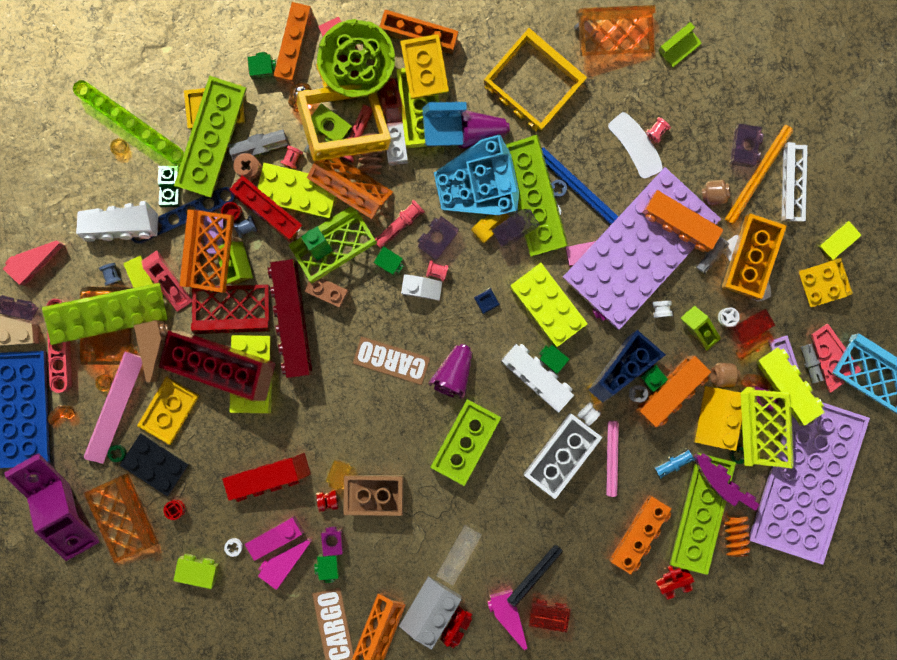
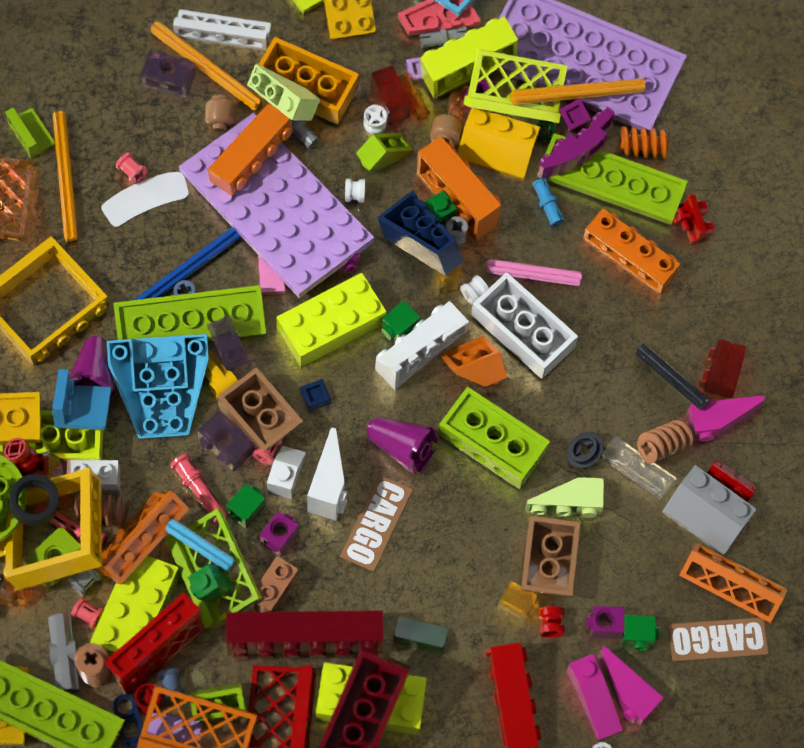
camera: 90 degrees left, 20 degrees down
(307, 404) = (420, 634): none -> slope
(342, 97) = (30, 481): none -> black tyre
(343, 231) = (199, 544): none -> medium azure axle
(364, 283) = (279, 543): none -> magenta brick
(395, 86) = (21, 454): none -> red wheel
(411, 321) = (327, 491): none -> white slope
(429, 512) = (574, 497): none -> yellowish green slope
(461, 260) = (258, 410): none -> medium nougat slope
(467, 506) = (576, 453): none -> black gear
(479, 573) = (664, 441): none -> nougat piece
(528, 420) = (476, 361): none -> orange slope
(645, 79) = (65, 176): none -> light orange axle
(732, 242) = (284, 94): none -> yellowish green slope
(752, 478) = (575, 114): none -> magenta brick
(772, 478) = (577, 91): none -> light orange axle

